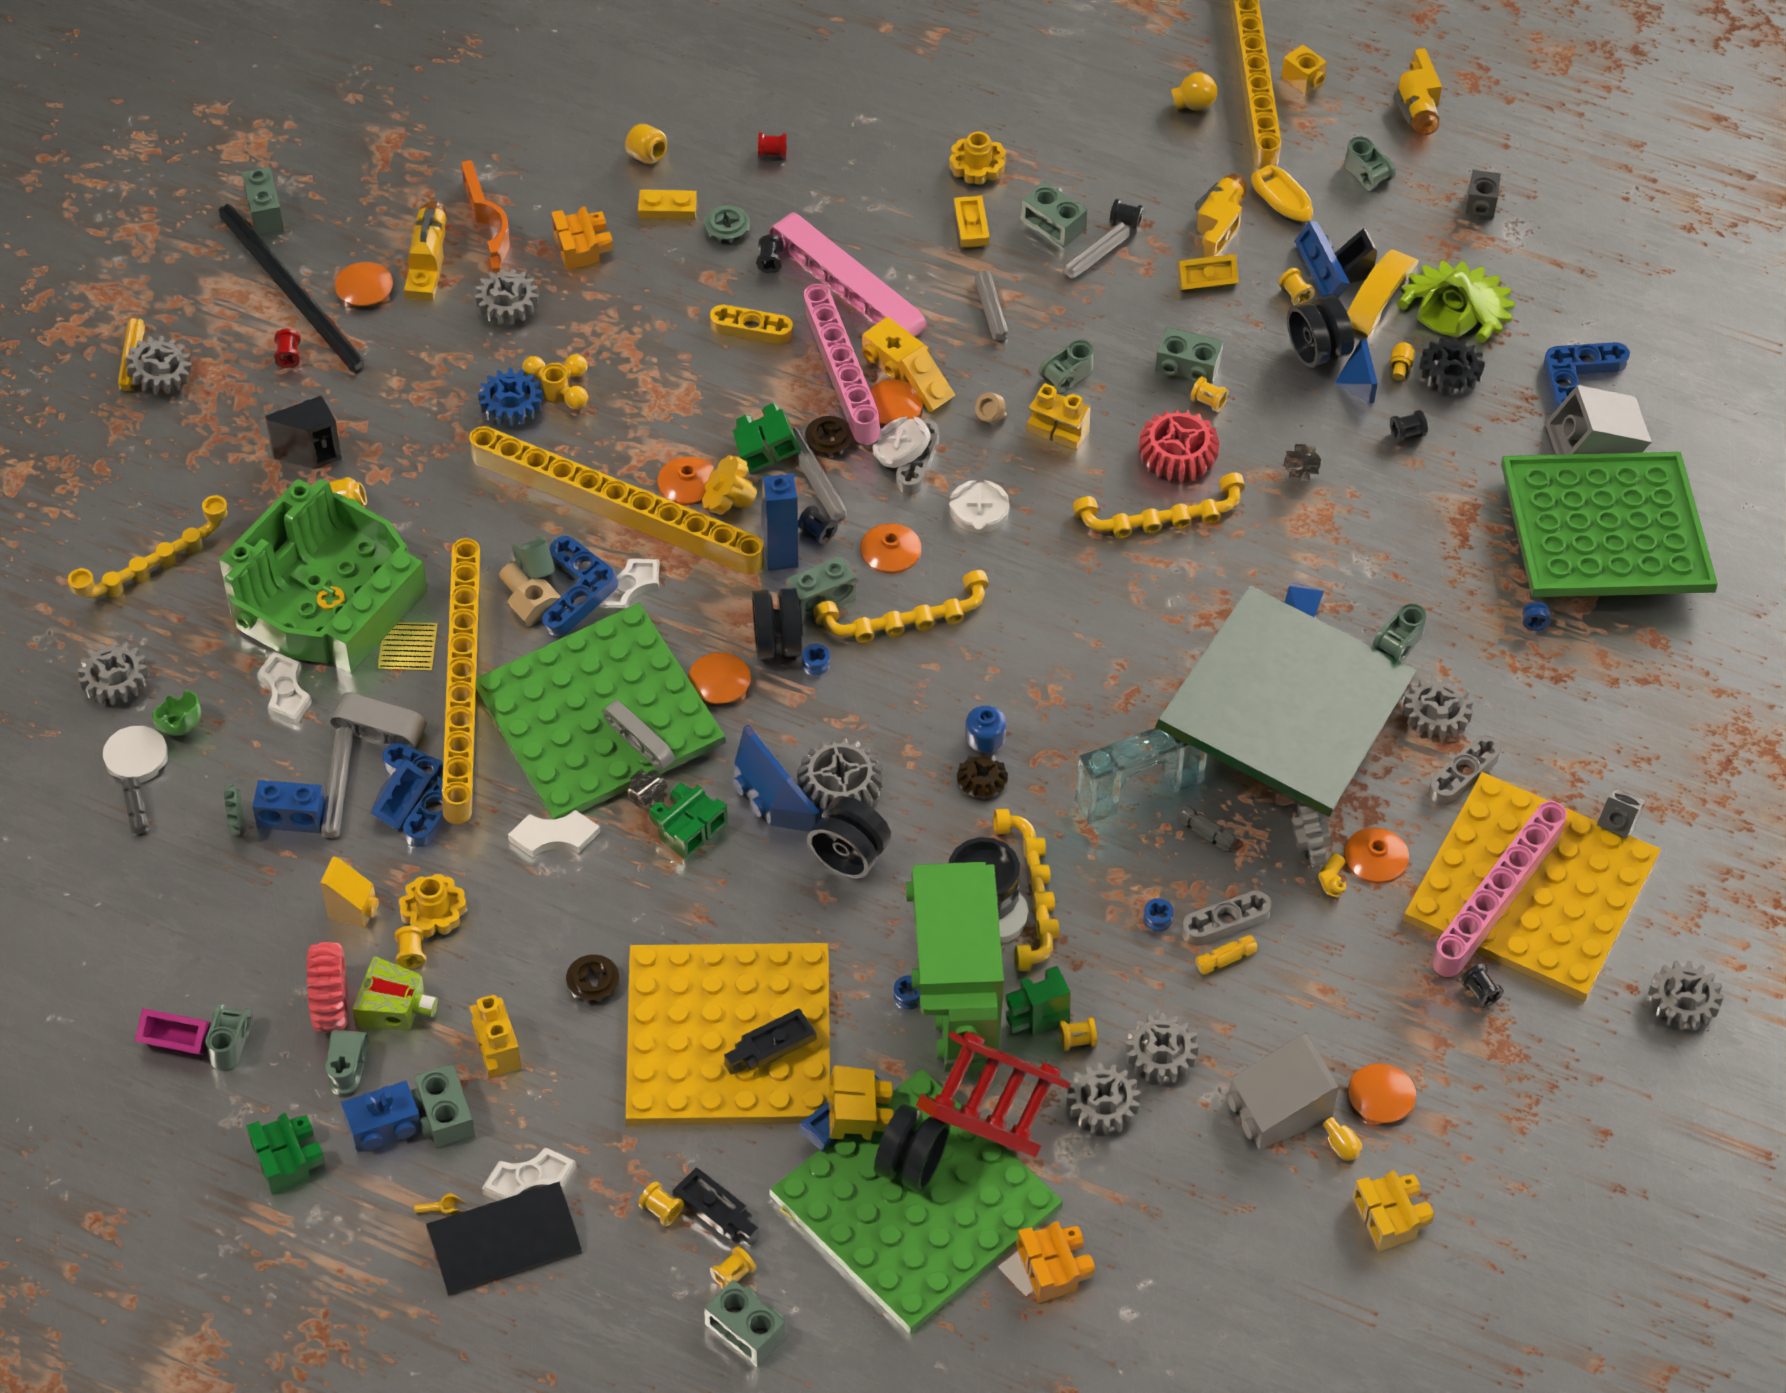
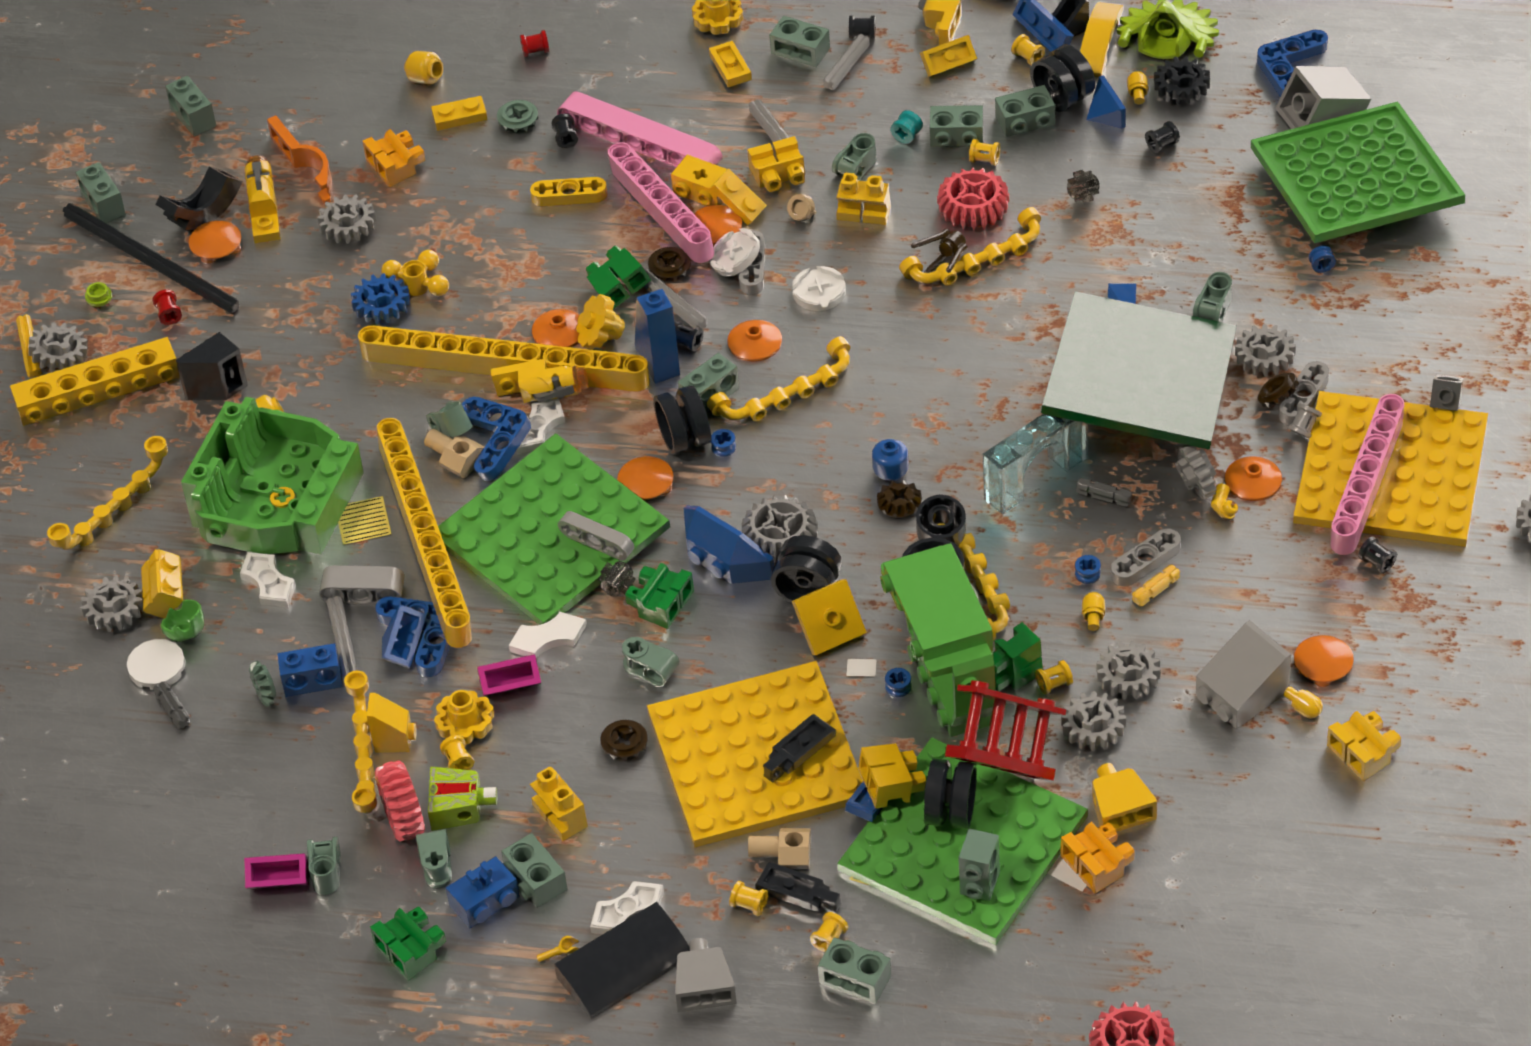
camera: 10 degrees left, 5 degrees down
(170, 664) = (161, 583): none -> yellow brick
(181, 413) = (95, 381): none -> yellow brick
(222, 315) = (98, 294): none -> lime plate
(291, 973) = (364, 796): none -> yellow bar
(365, 242) = (206, 203): none -> black arch
(389, 125) = (190, 106): none -> sand green brick
(495, 871) = (508, 675): none -> dark pink brick
(579, 1284) = (703, 978): none -> light grey torso
(641, 538) = (539, 382): none -> yellow plate
(649, 894) = (650, 662): none -> sand green piece
(713, 1153) = (790, 847): none -> tan piece
(856, 897) = (829, 617): none -> yellow plate
(876, 963) = (861, 667): none -> white sticker
(914, 1241) = (979, 864): none -> sand green brick
(992, 357) = (777, 164): none -> yellow hips
(1015, 806) = (941, 510): none -> black piece
(1103, 1200) = (1122, 798): none -> yellow torso
(1134, 343) = (906, 127): none -> teal wheel
(1136, 494) = (951, 245): none -> dark brown plant
(1148, 965) = (1093, 609): none -> yellow cylinder
(1269, 357) = (1025, 111): none -> sand green brick
(1435, 759) = (1277, 389): none -> dark brown gear
(1452, 804) = (1304, 420): none -> light grey bush

